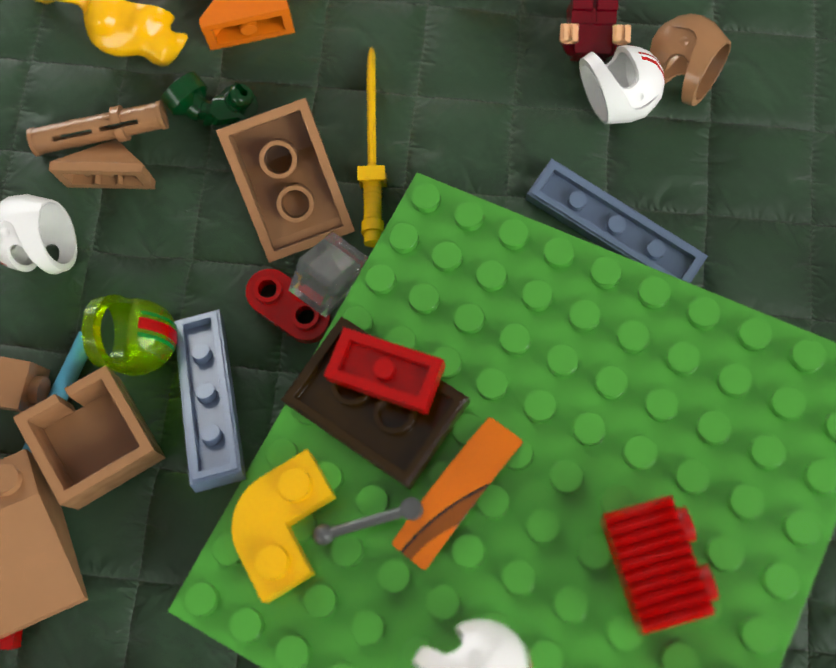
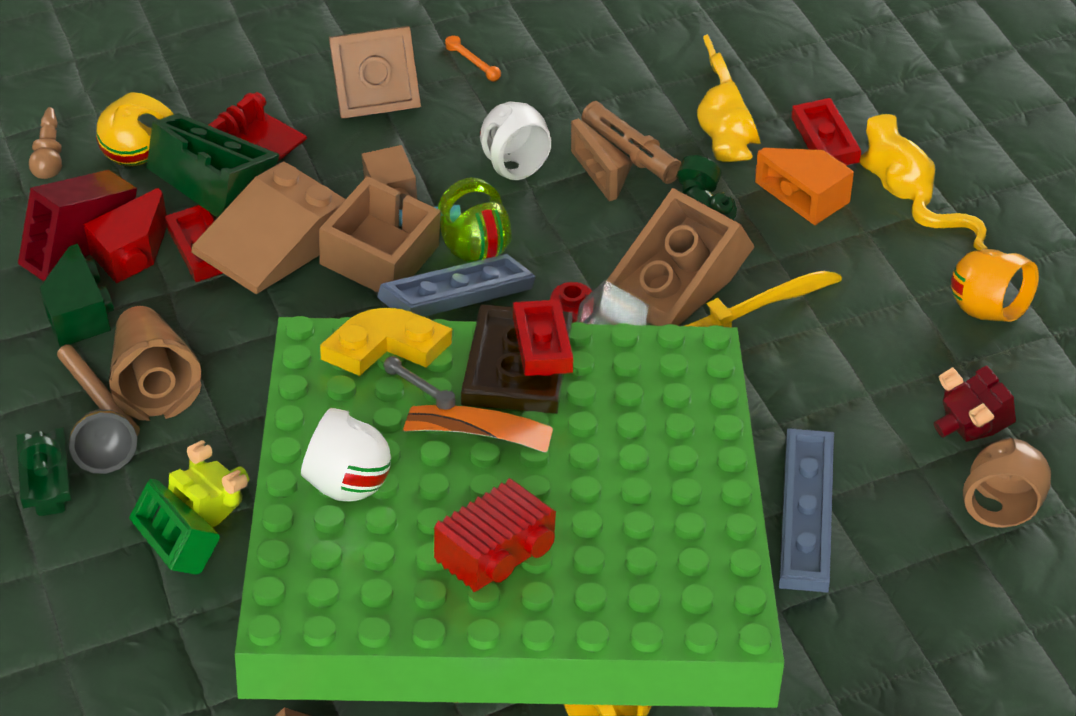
camera: 60 degrees right, 30 degrees down
(625, 86) = (939, 447): white helmet -> none

